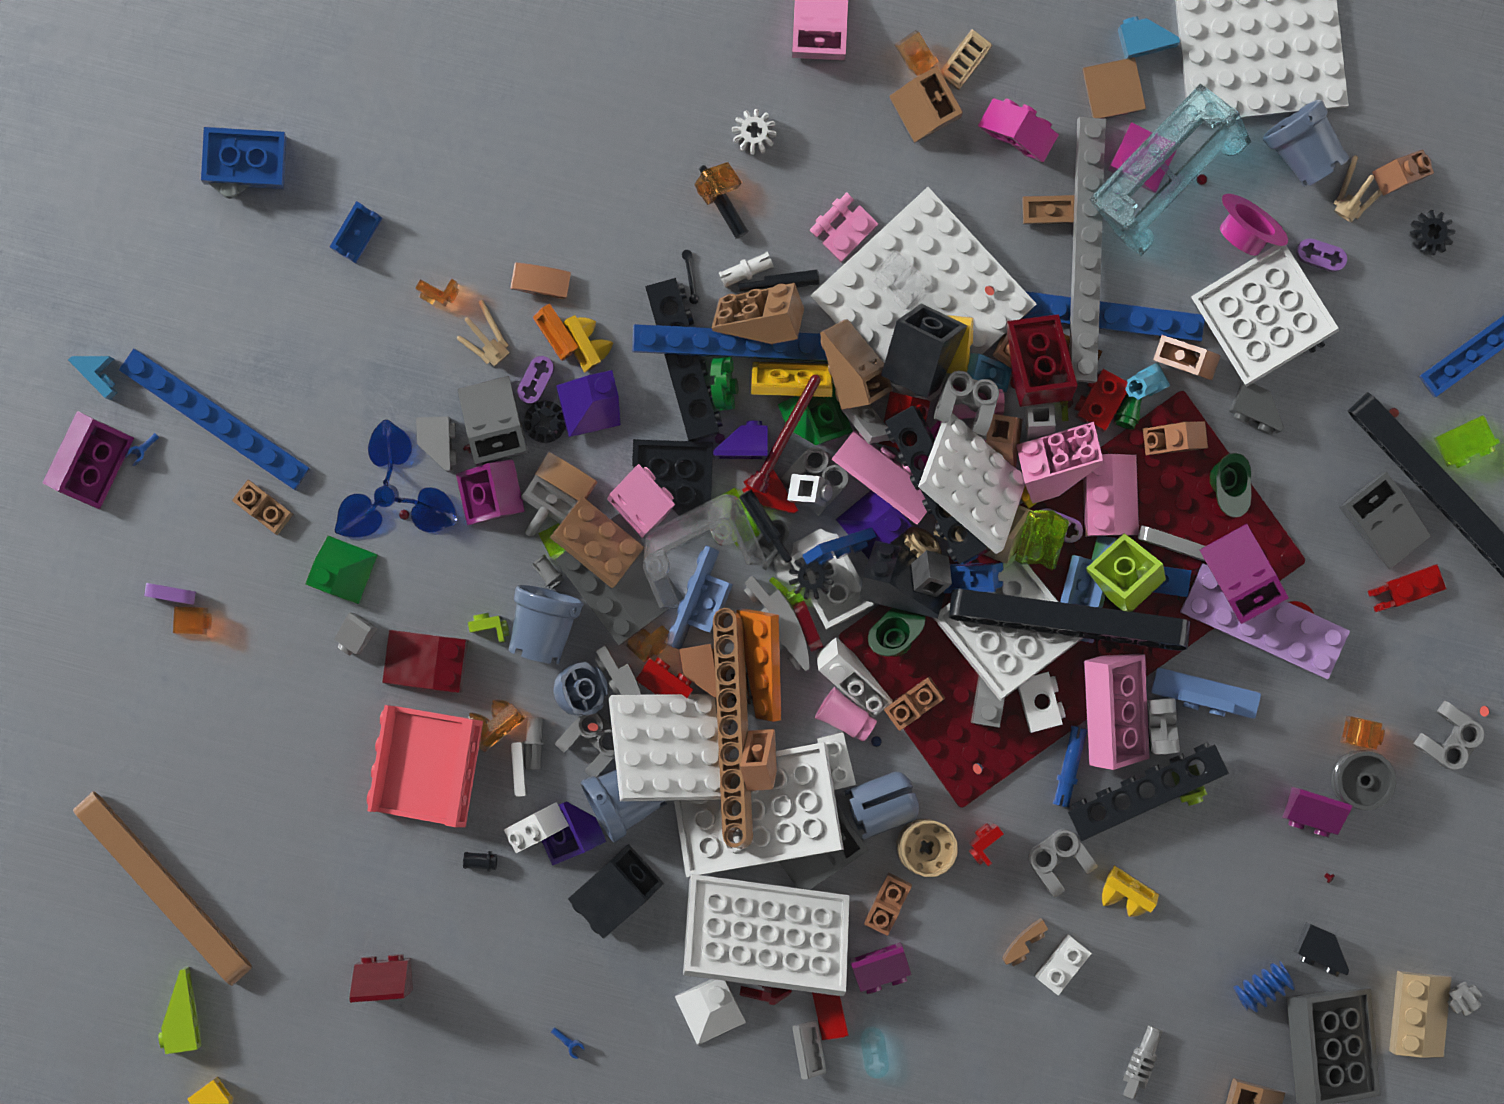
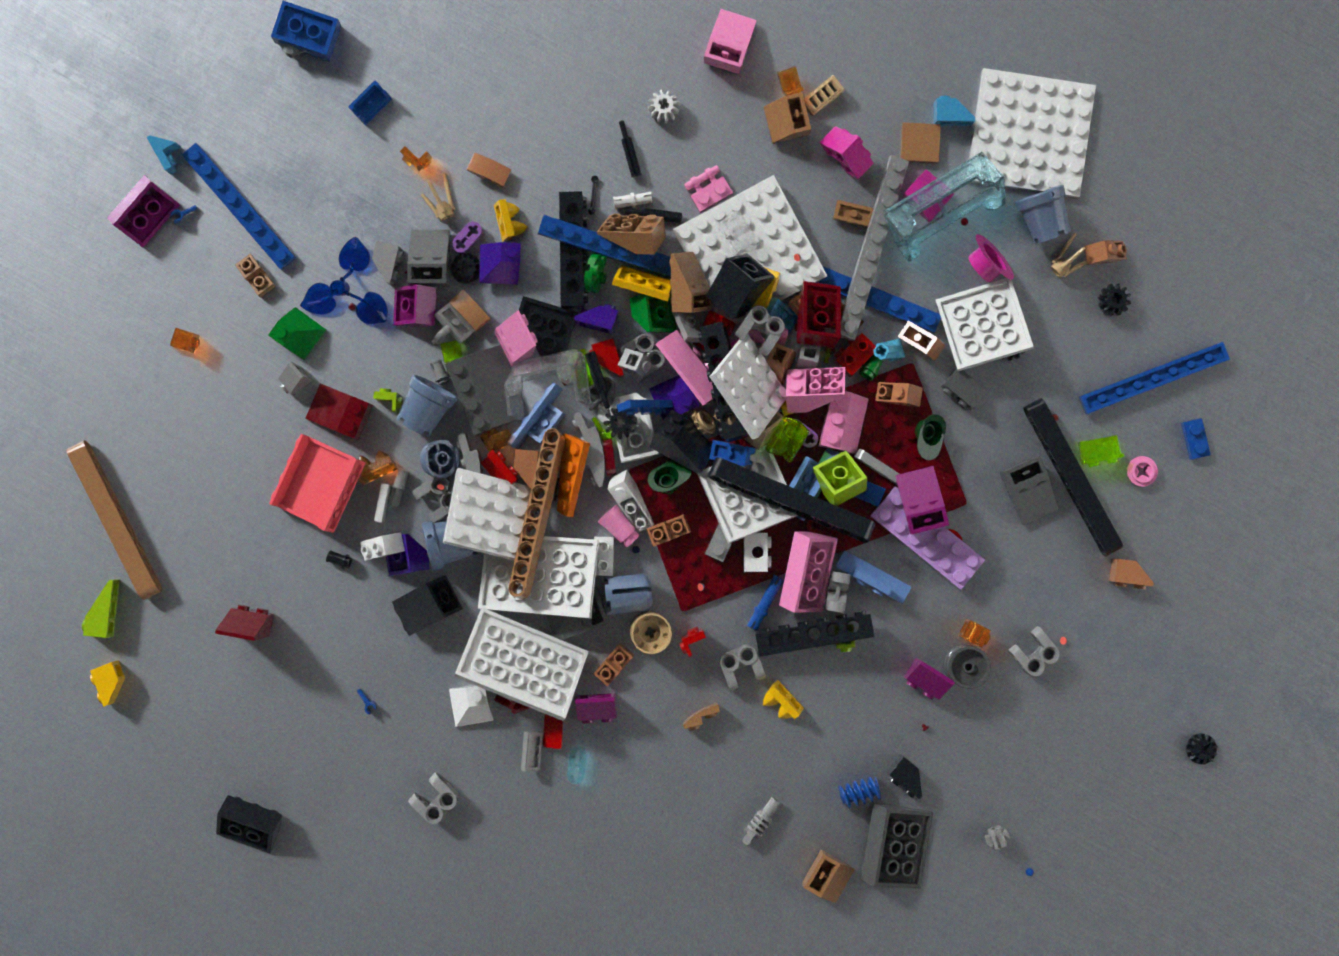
camera: 10 degrees right, 0 degrees up
(170, 593) = (174, 317): medium lavender beam -> none
(555, 332) = (489, 208): orange tile -> none
(597, 542) = (478, 359): medium nougat plate -> none
(717, 181) = (628, 133): clear orange bracket -> none
(759, 760) = (549, 540): nougat slope -> none
(761, 478) = (603, 345): dark red piece -> none
(931, 573) = (703, 442): flat silver brick -> none
(1062, 964) = (723, 739): white brick -> none
(1323, 249) = (1031, 299): medium lavender beam -> none
(1410, 587) = (1034, 541): red hinge -> none
(1420, 1015) = (962, 840): tan slope -> none

